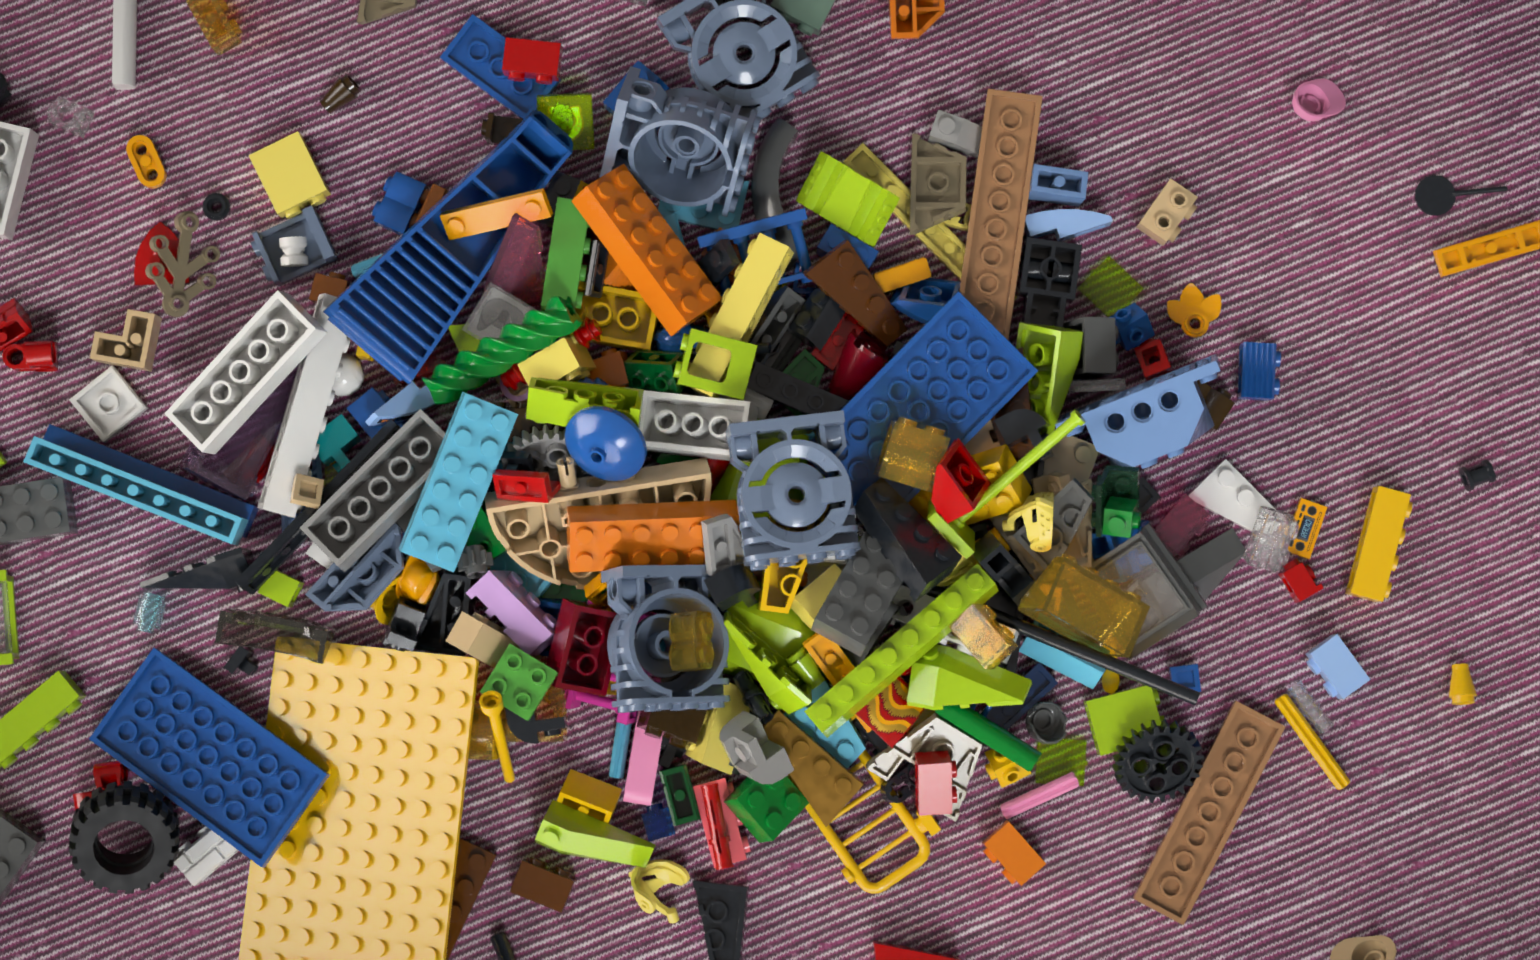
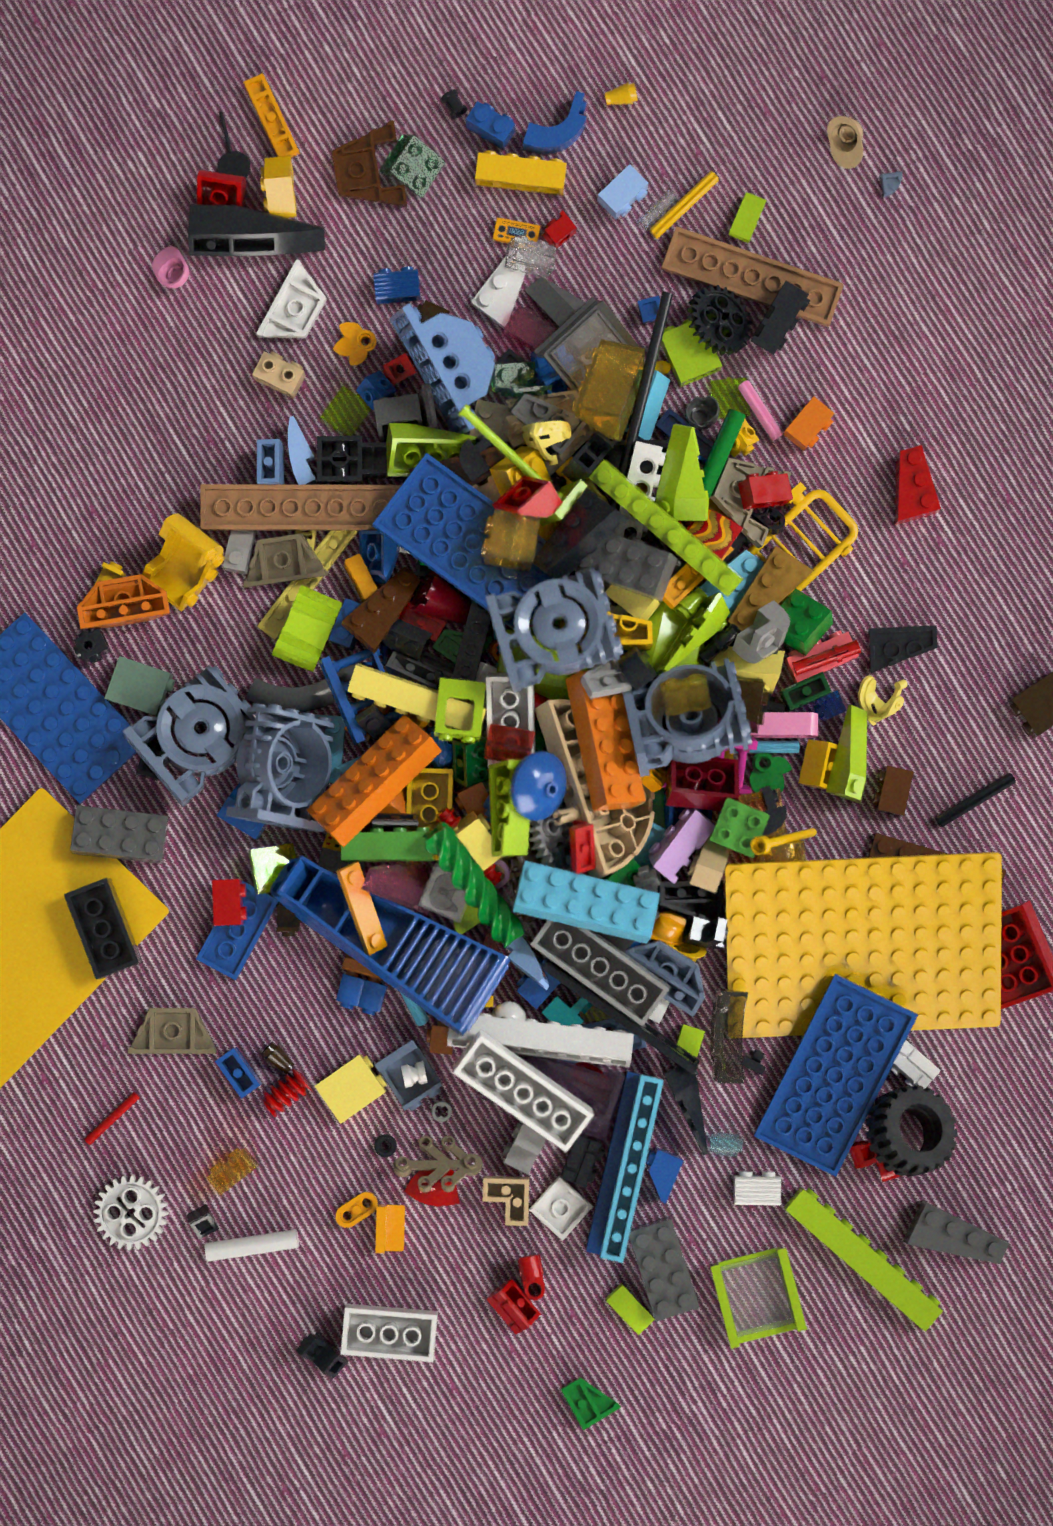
camera: 100 degrees left, 0 degrees up
(80, 121) = (328, 1269): clear brick -> none
(90, 641) = (757, 1189): none -> white brick
(118, 197) = (390, 1228): none -> light orange panel
(129, 530) = (663, 1170): none -> blue slope
(158, 436) = (581, 1161): none -> black brick
(180, 366) = (524, 1148): none -> light grey brick
(254, 280) = (441, 1118): none -> light grey bush
(296, 97) = (285, 1092): none -> red piece
(307, 491) = (611, 1025): tan plate -> none
(329, 45) = (238, 1072): none -> blue brick
(586, 736) = (771, 774): none -> green plate
(665, 418) = (508, 743): none -> clear red panel
(950, 64) = (184, 562): none -> yellow cylinder
(984, 635) = (645, 464): clear yellow brick -> none
(1121, 517) = (533, 372): green brick -> none
(1149, 837) = (780, 317): none -> black wedge
(1249, 243) = (294, 307): none -> white wing
(1285, 818) = (747, 217): none -> lime slope
(1348, 198) = (248, 232): none -> black wedge
(1400, 172) = (220, 188): none -> red brick
(1400, 243) = (278, 182): none -> yellow brick
(1406, 345) = (358, 169): none -> reddish brown wing
(1407, 413) = (413, 164): none -> clear green bracket
(1418, 601) = (559, 137): none -> blue arch
(1444, 515) = (490, 125): none -> blue brick

